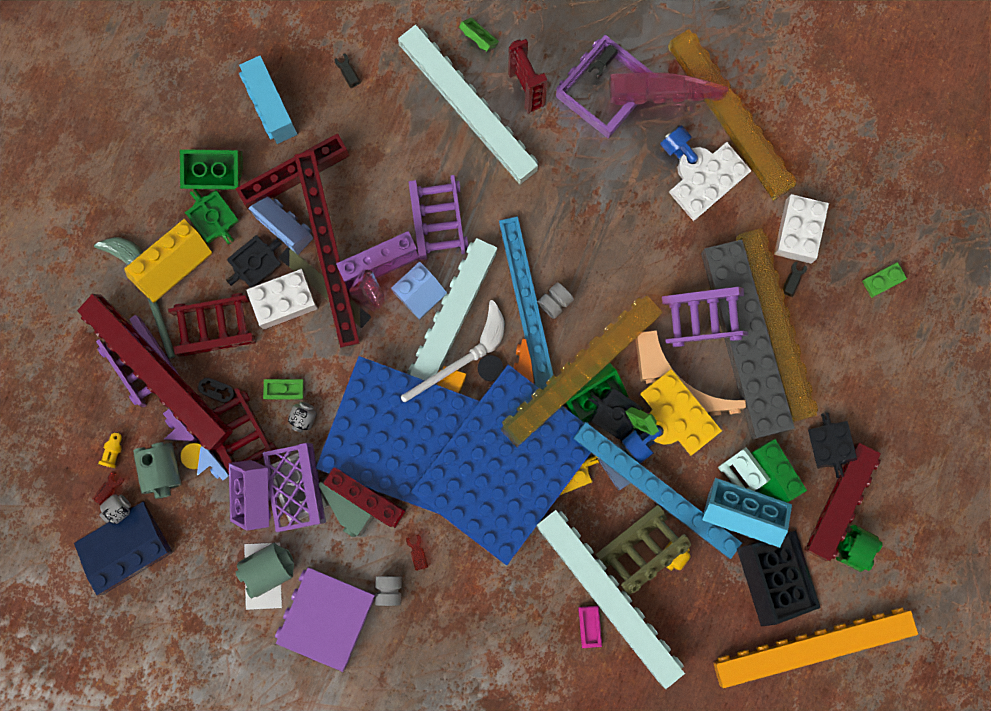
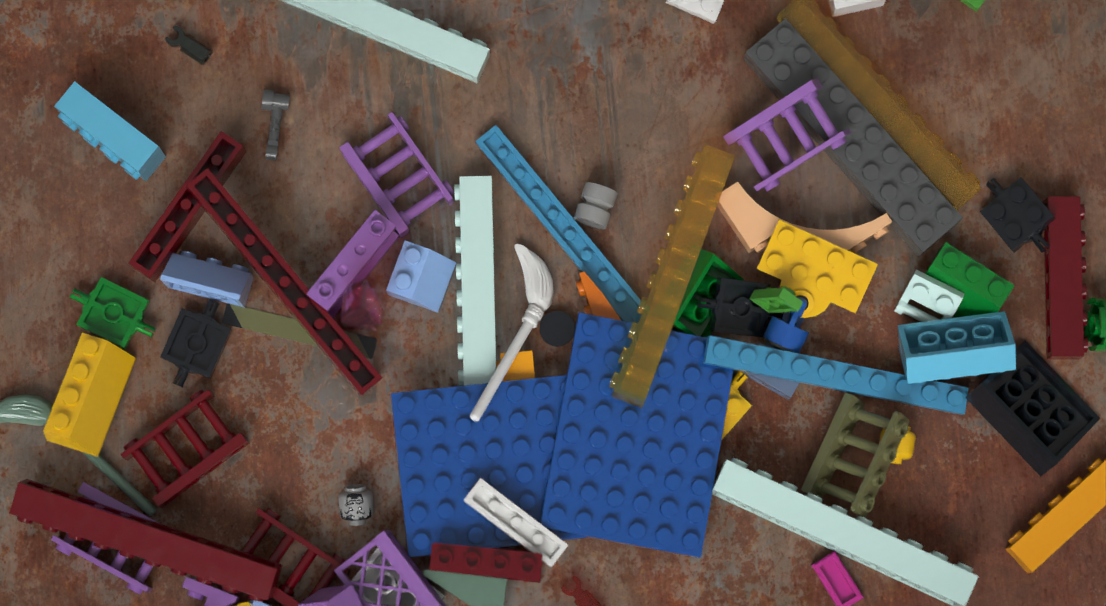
camera: 30 degrees left, 0 degrees up
(210, 169) = (82, 254): green slope -> none
(218, 386) = (231, 518): black beam -> none
(282, 299) = (256, 371): white brick -> none
(283, 389) = (315, 482): bright green plate -> none
(384, 134) = (276, 103): none -> dark grey brick
(395, 481) = (515, 522): none -> white plate
(793, 280) = (872, 37): pearl dark grey bar -> none

